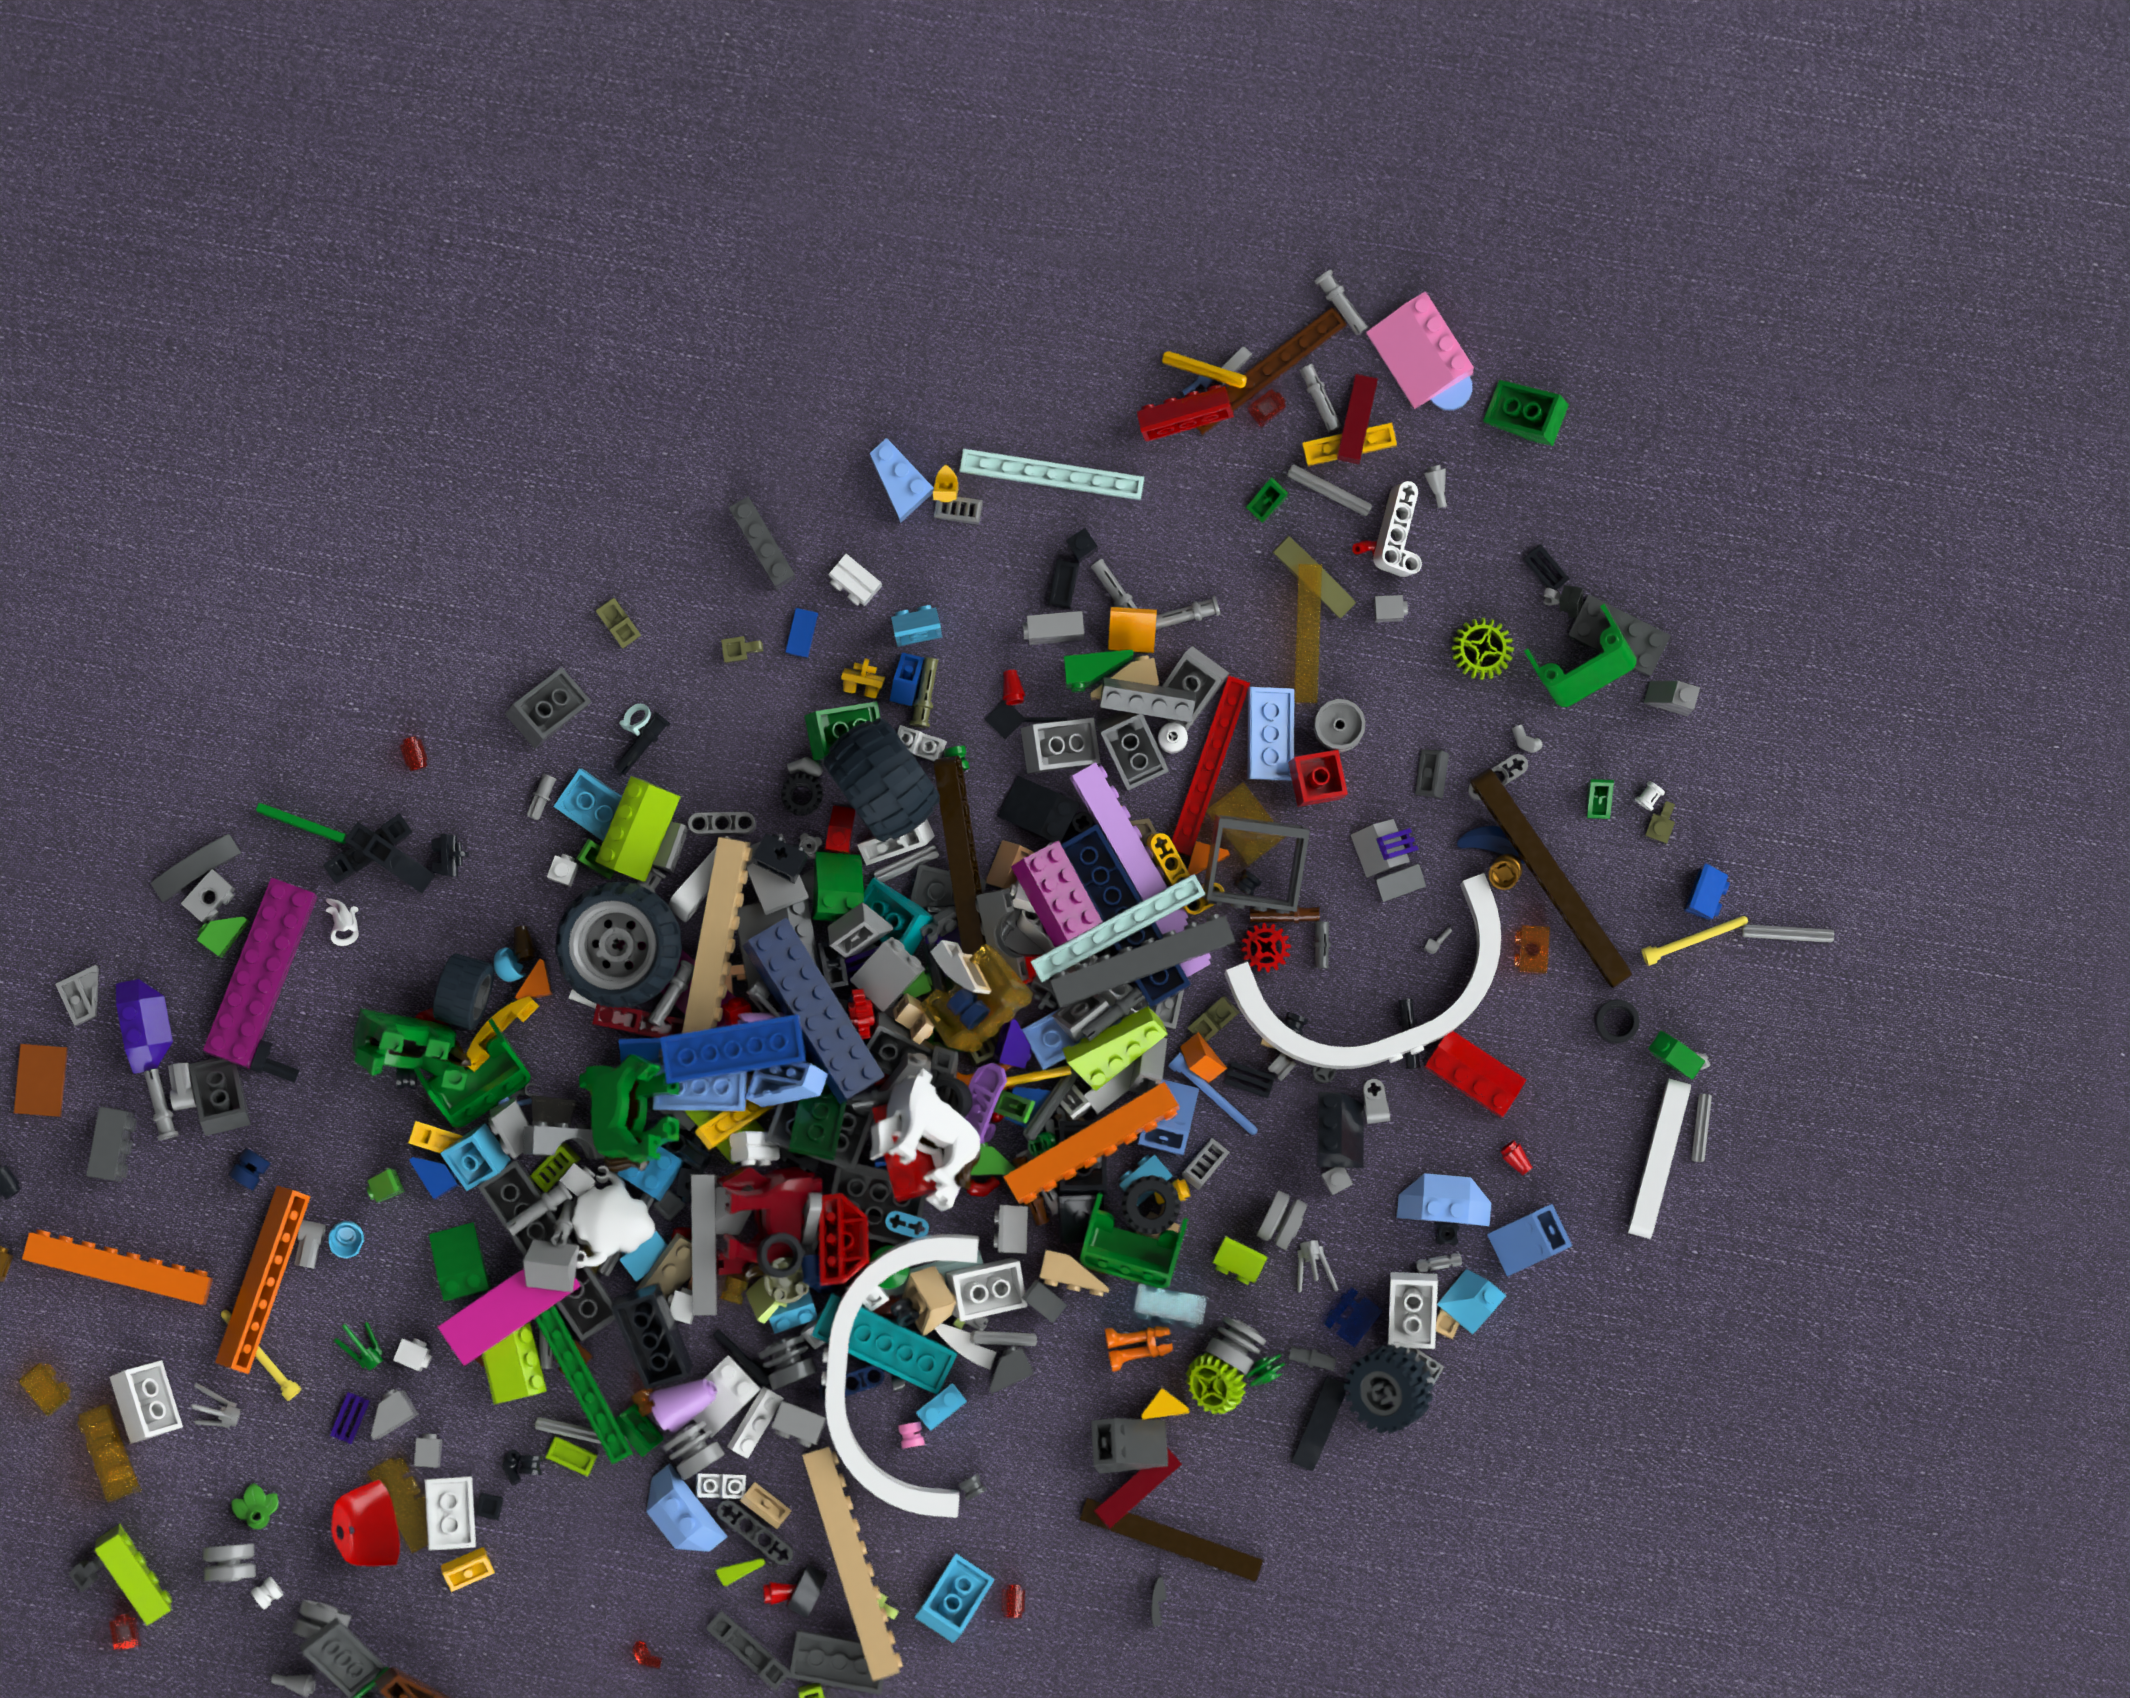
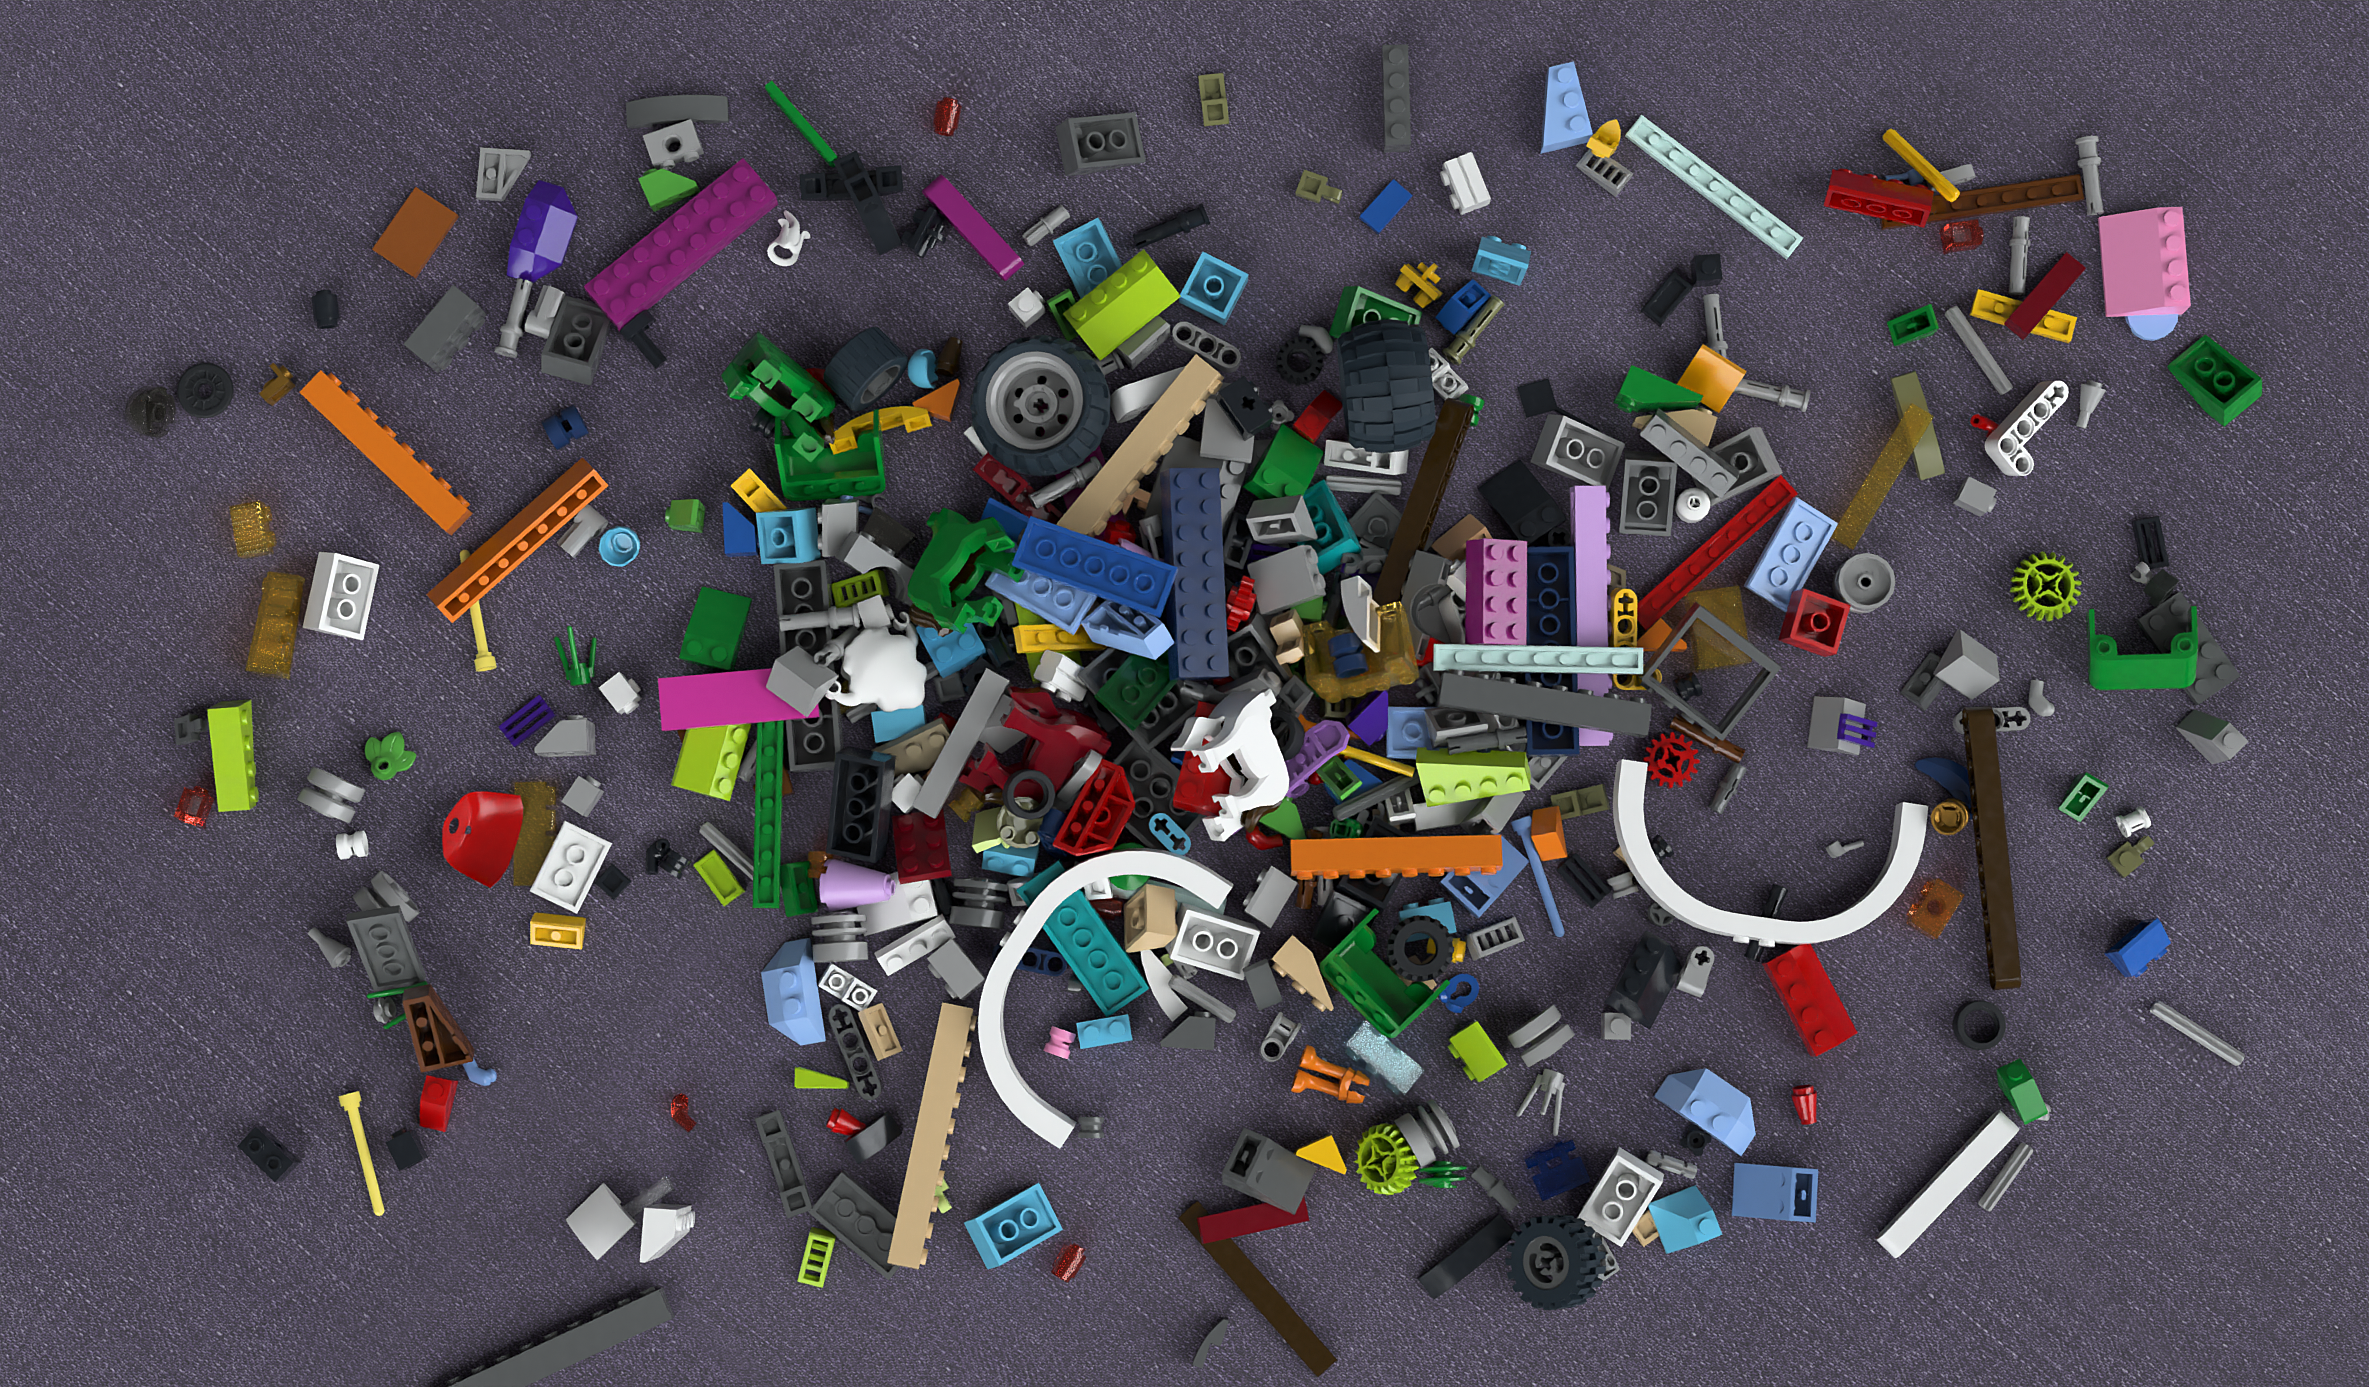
camera: 30 degrees right, 0 degrees up
(228, 1415) = (412, 653): light grey plant -> none
(484, 830) = (972, 227): none -> magenta beam
(625, 724) = (1167, 199): light aqua piece -> none
(702, 774) = (1213, 288): none -> medium azure brick
(717, 1343) = (921, 847): none -> dark red plate
(904, 1311) = (1119, 918): black wheel -> none
(1012, 688) = (1561, 373): red cone -> none
(1054, 628) = (1635, 334): light grey brick -> none
(1080, 1334) = (1279, 1036): none -> light grey piece
(1205, 1232) = (1458, 1004): none -> blue piece
(1400, 883) = (1838, 770): slope -> none
(1456, 745) = (1968, 666): none -> light grey slope
(1652, 954) = (2050, 979): light yellow piece -> none

